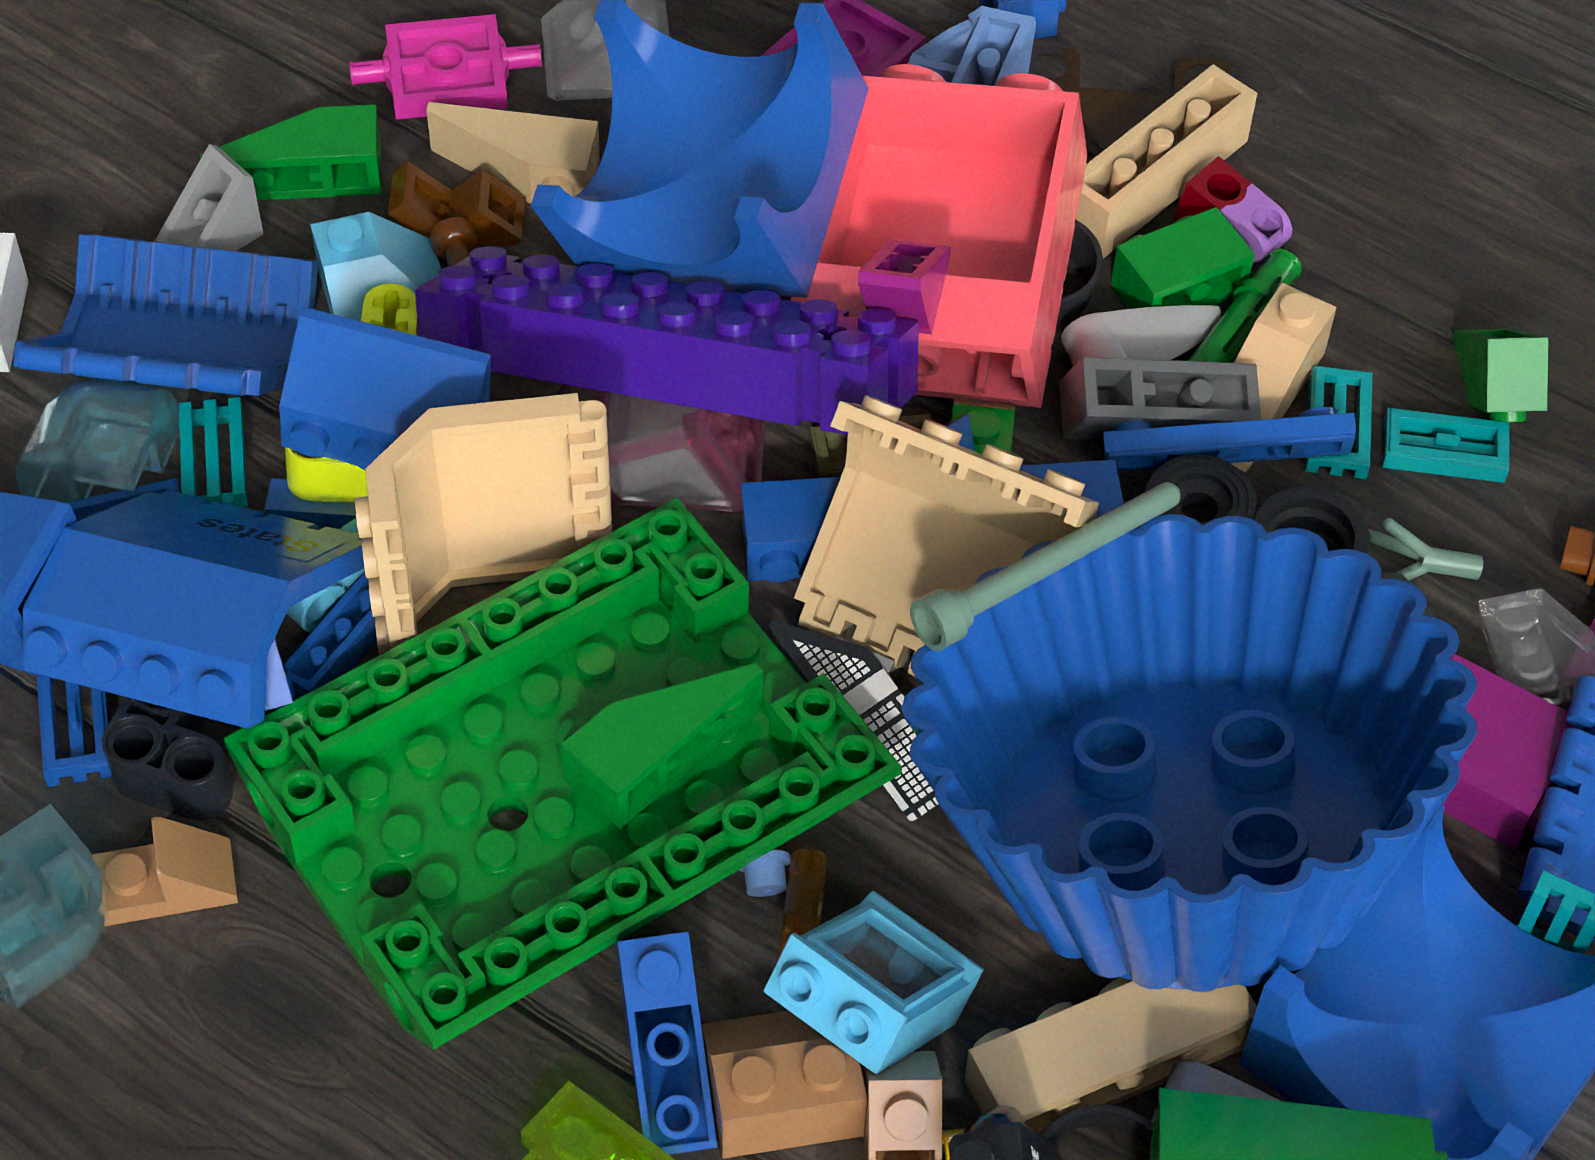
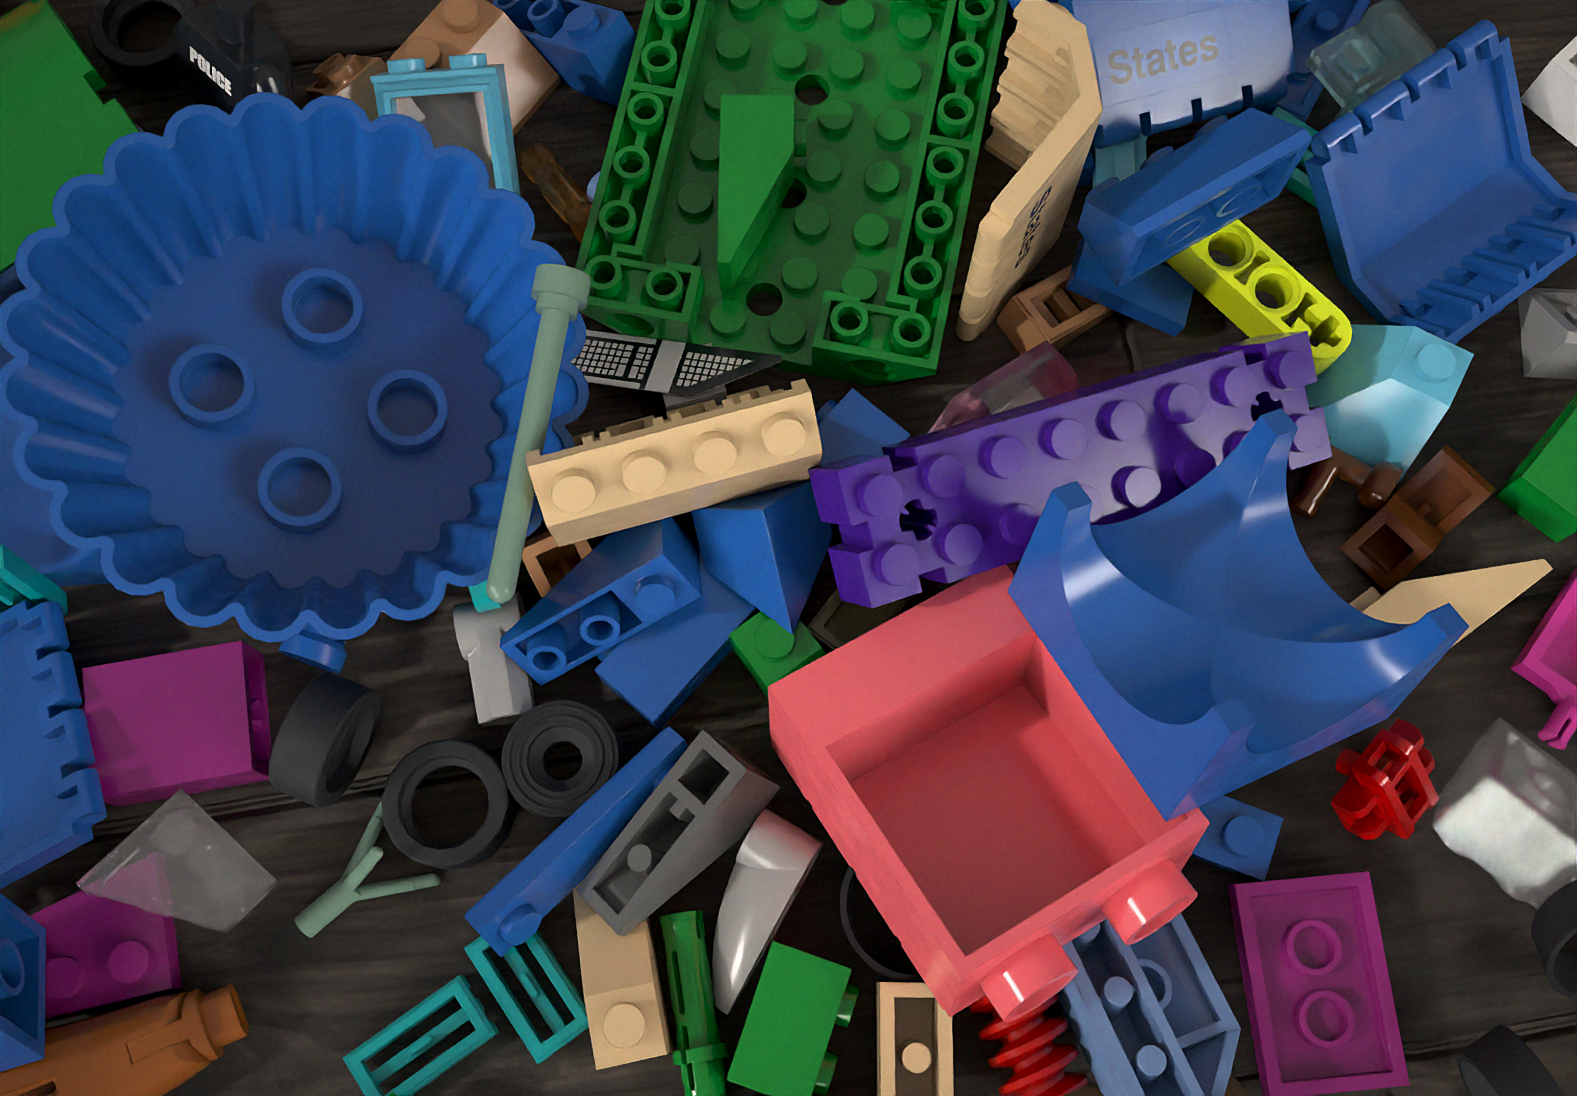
camera: 140 degrees right, 20 degrees up
(906, 280) = (924, 640): magenta slope -> none

